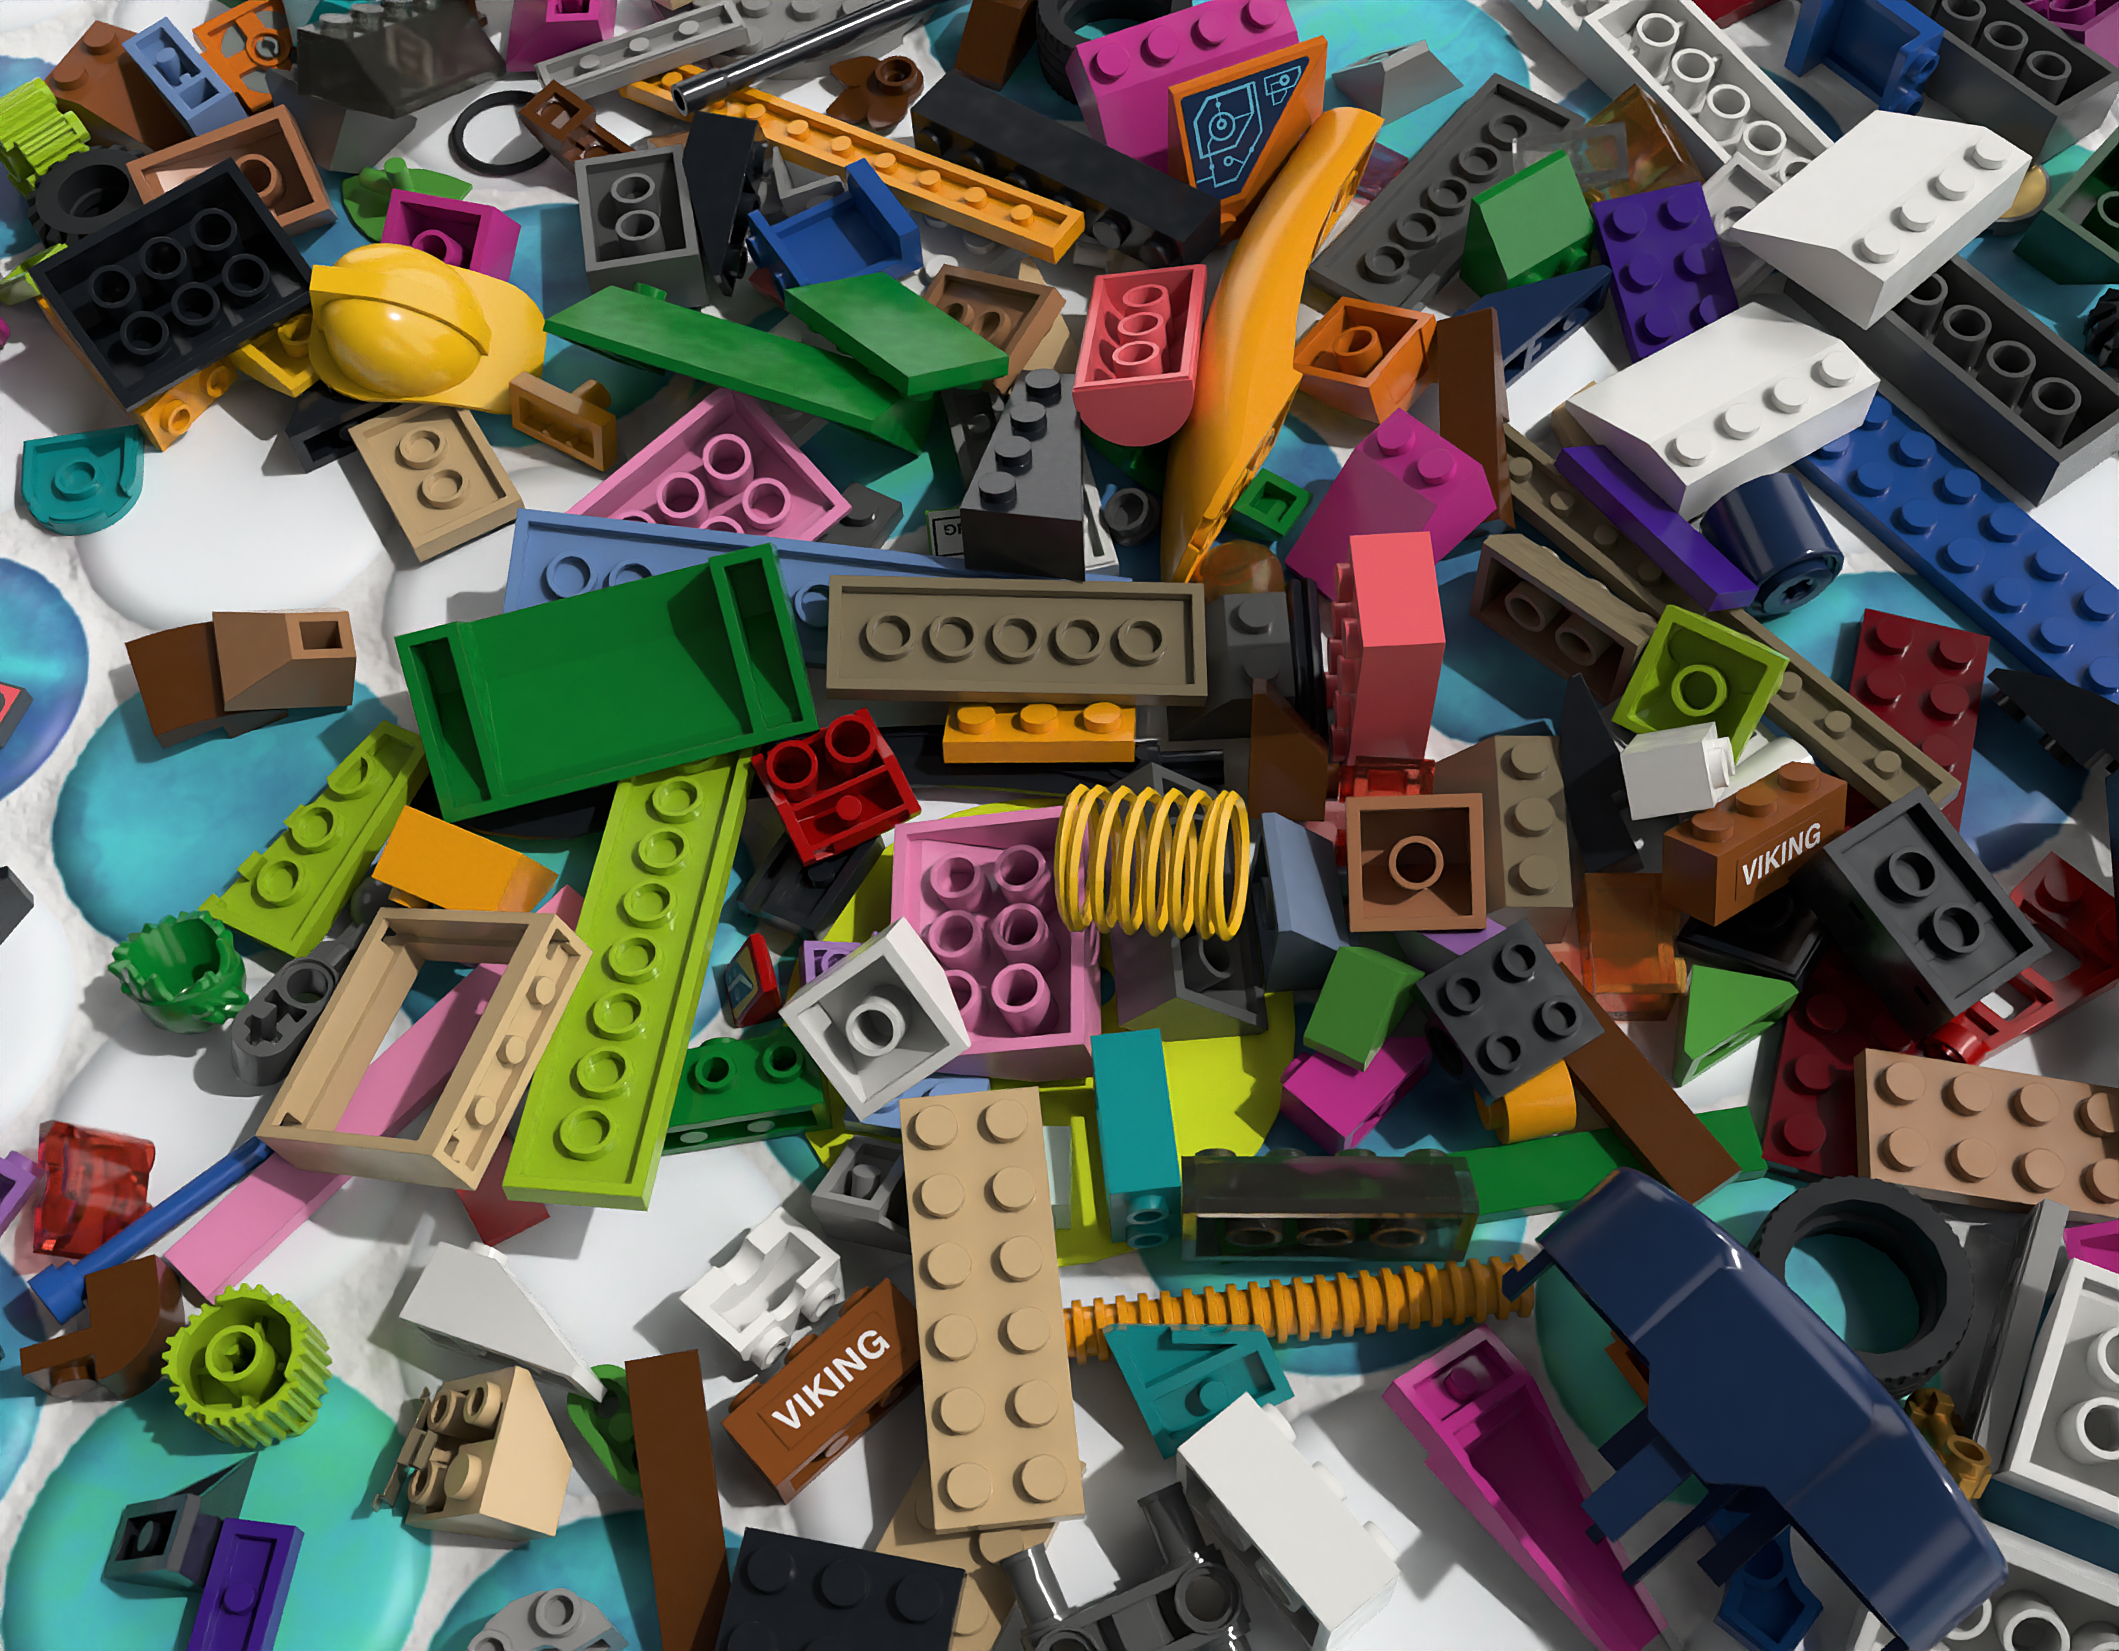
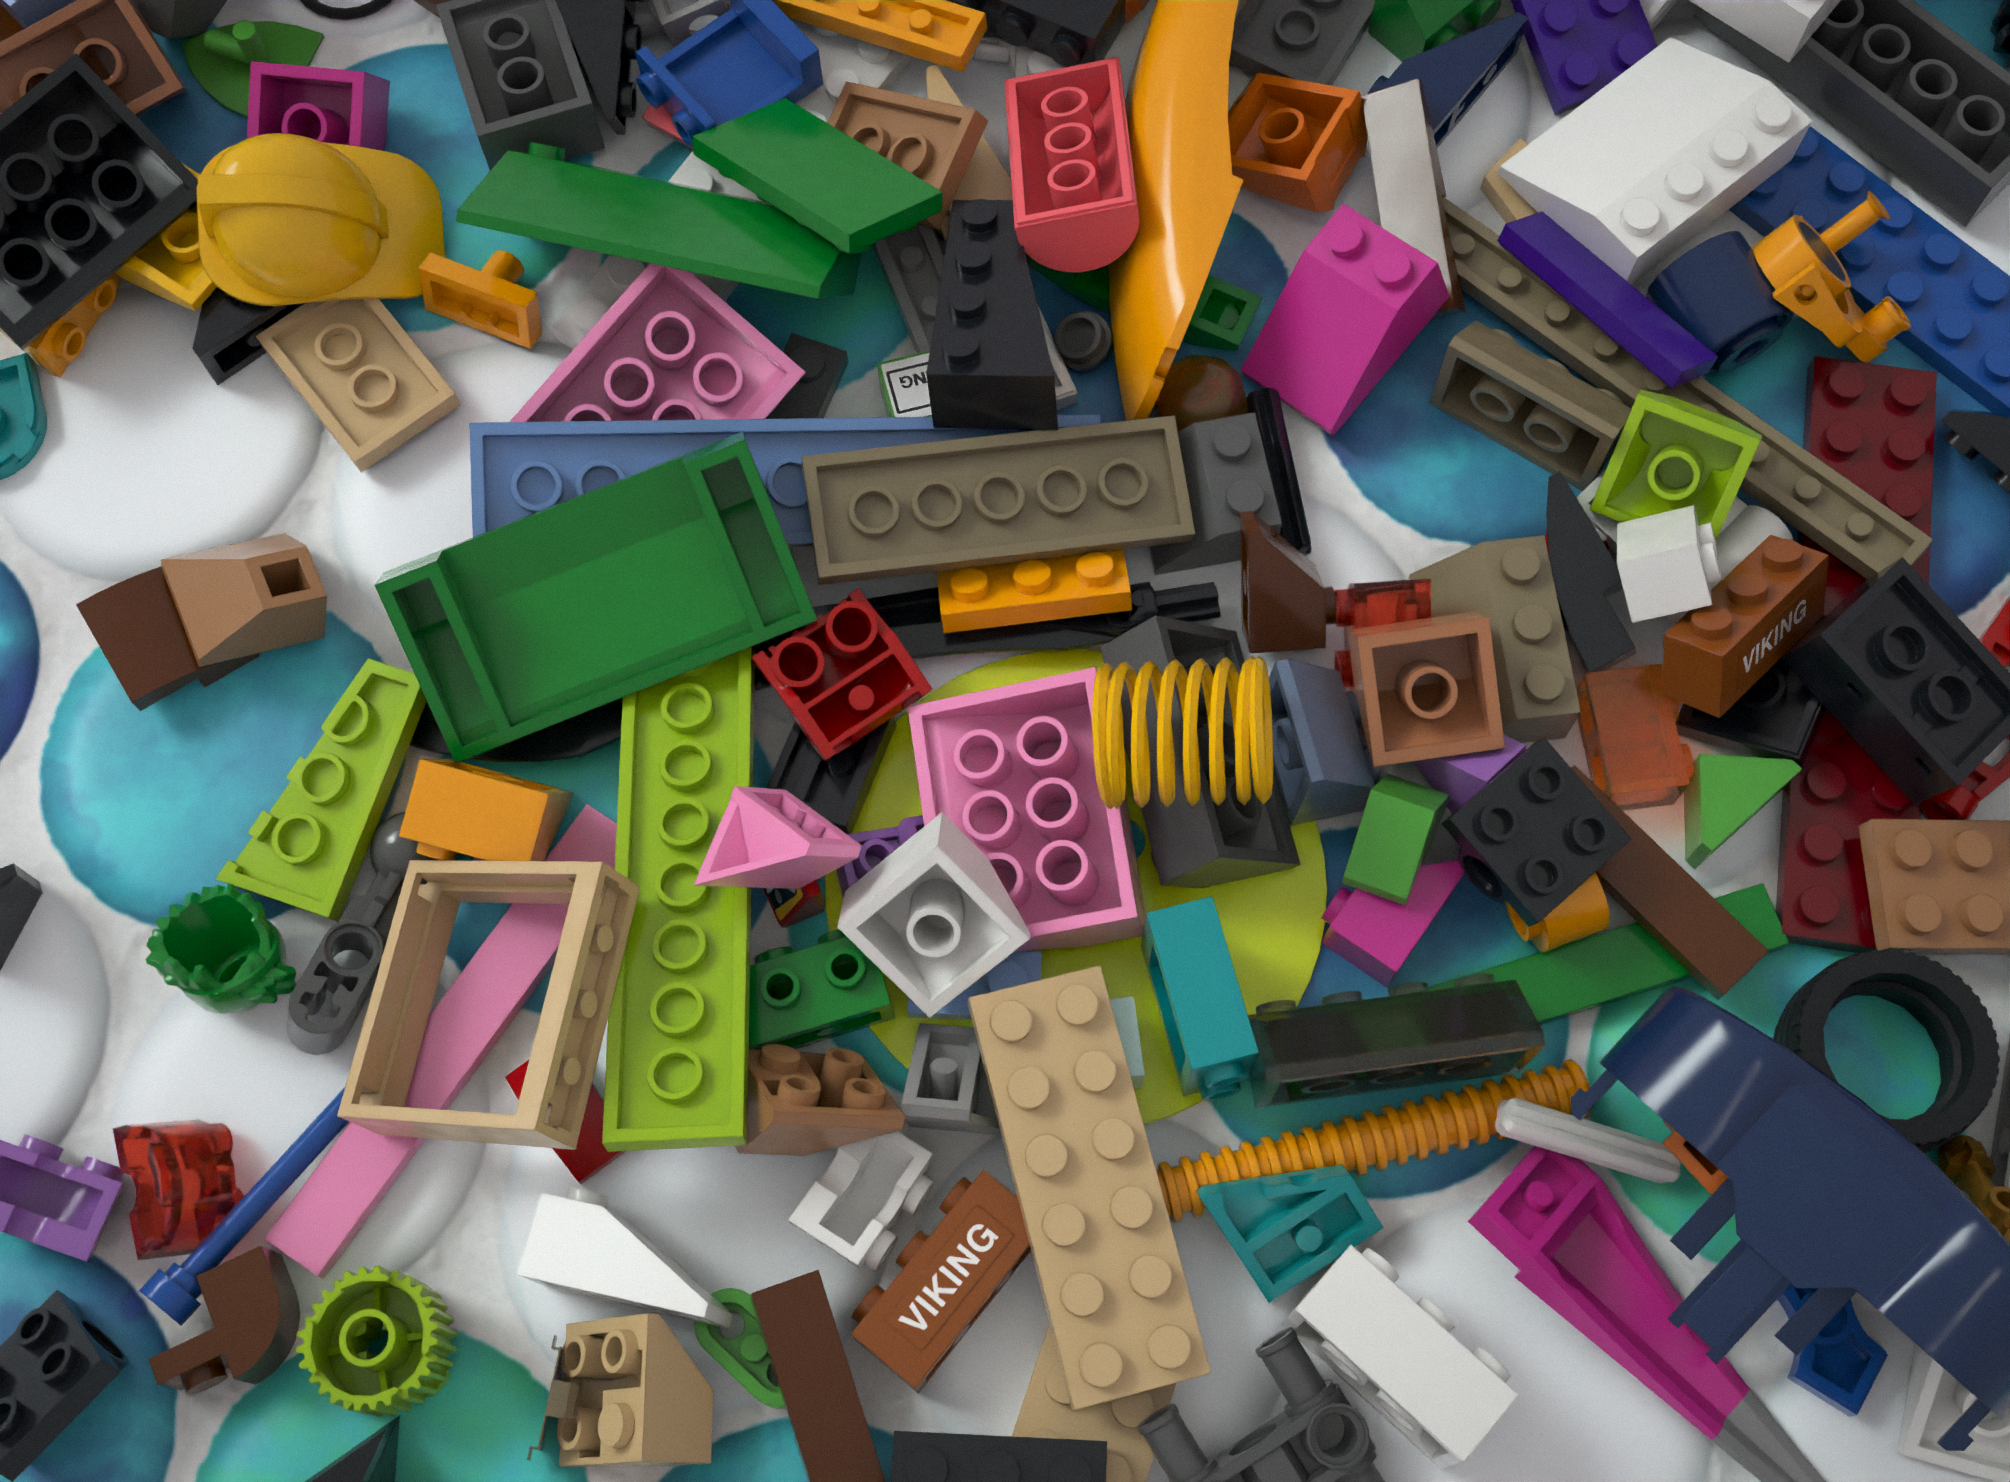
camera: 10 degrees left, 10 degrees up
(722, 1188) = (814, 1101): none -> medium nougat slope
(731, 930) = (773, 843): none -> bright pink slope
(1384, 648) = (1372, 477): coral brick -> none
(1523, 1336) = (1586, 1140): none -> white axle
(1869, 534) = (1817, 286): none -> light orange piece

